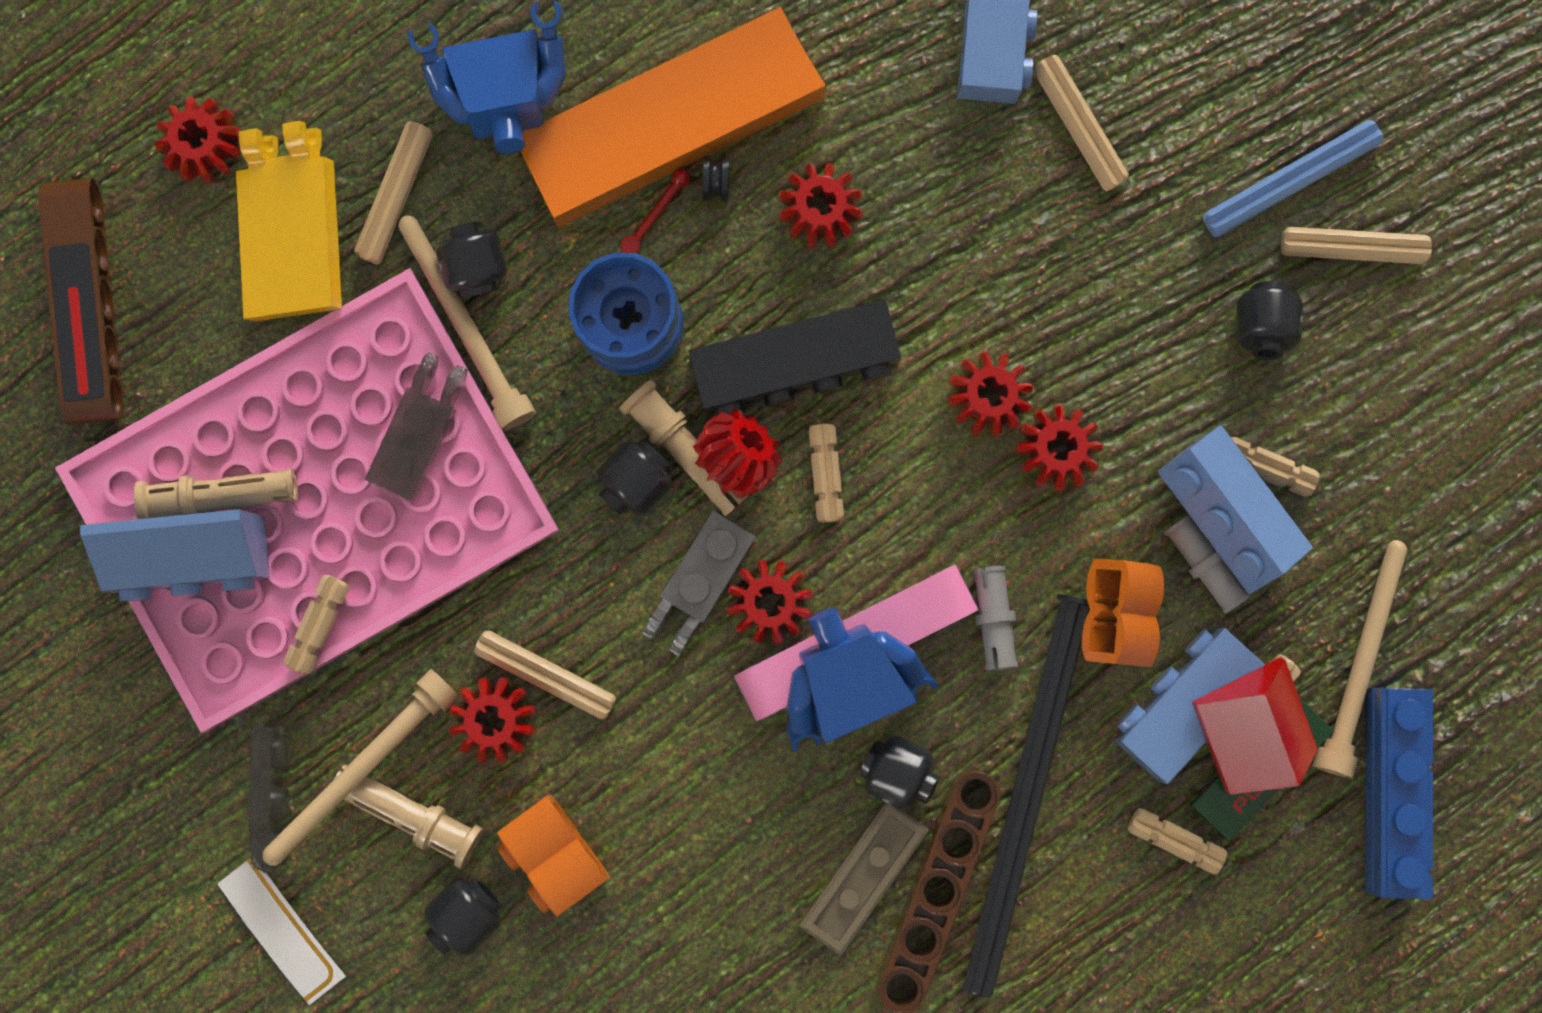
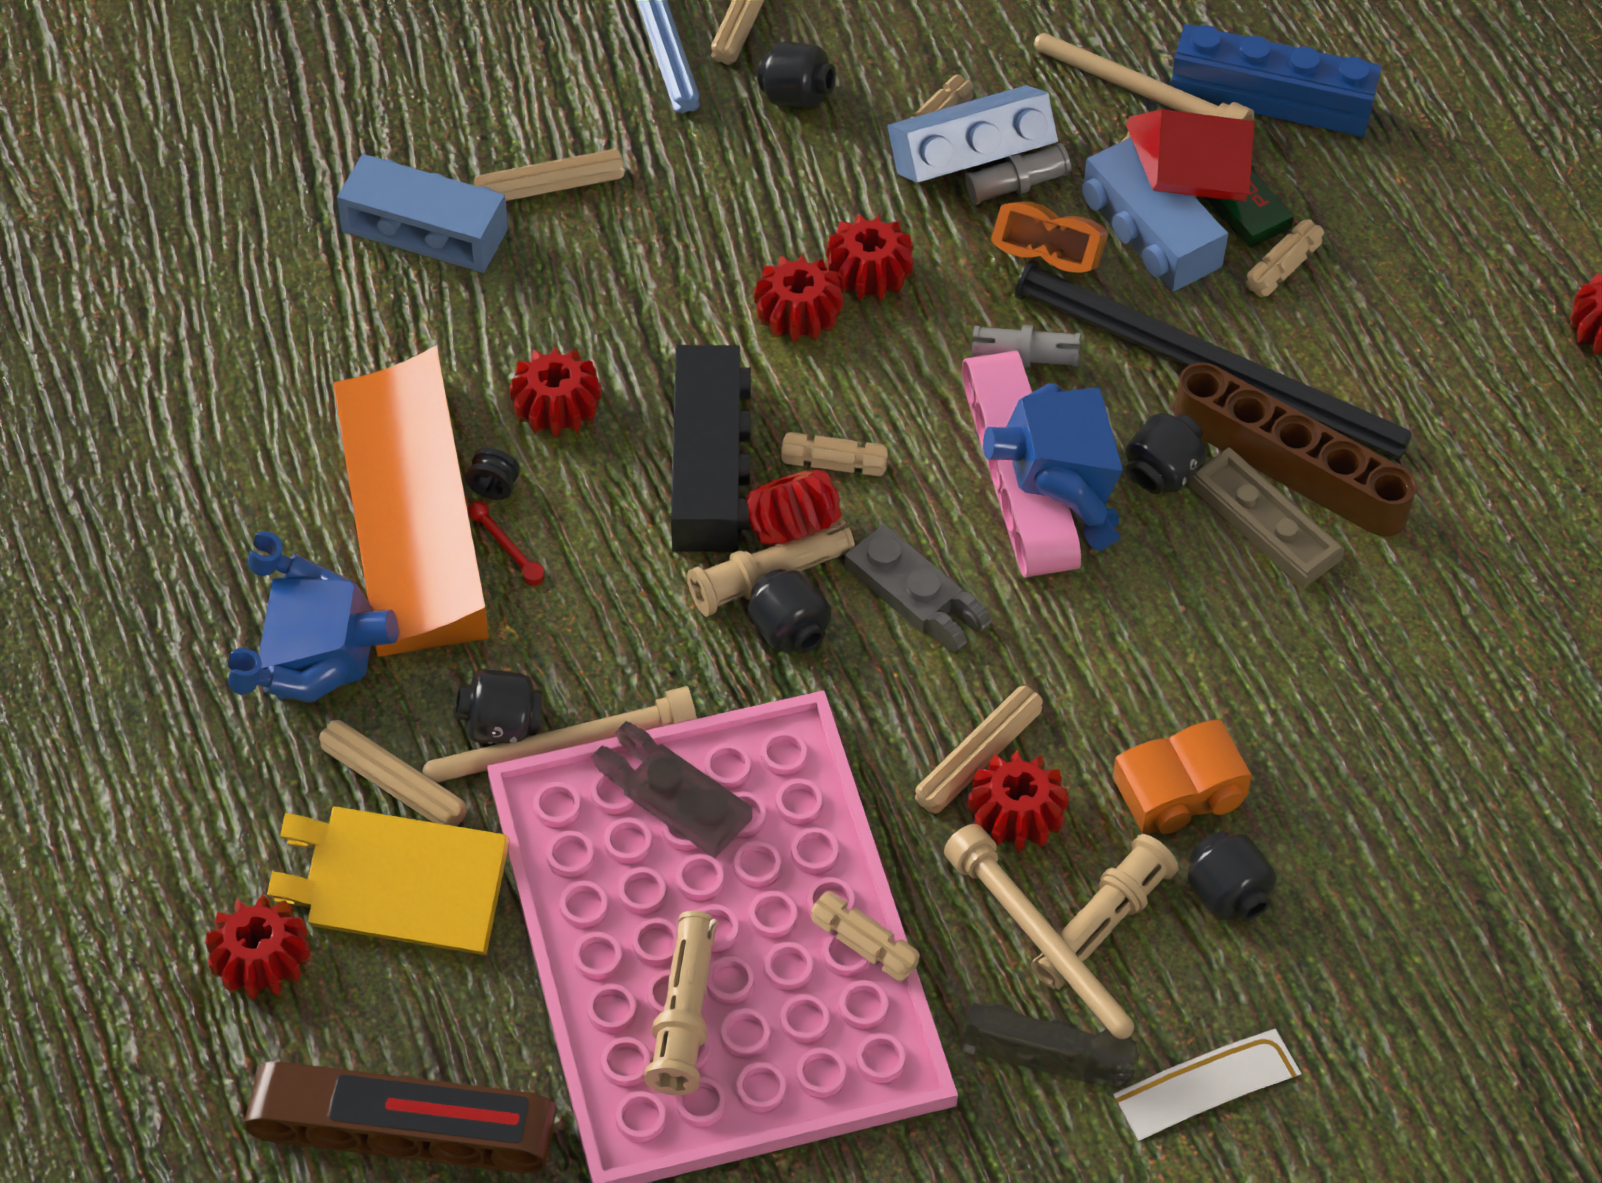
camera: 75 degrees left, 30 degrees down
(178, 553) = (745, 1037): medium blue slope -> none
(611, 291) = (614, 564): blue wheel -> none
(779, 588) = (957, 523): red gear -> none

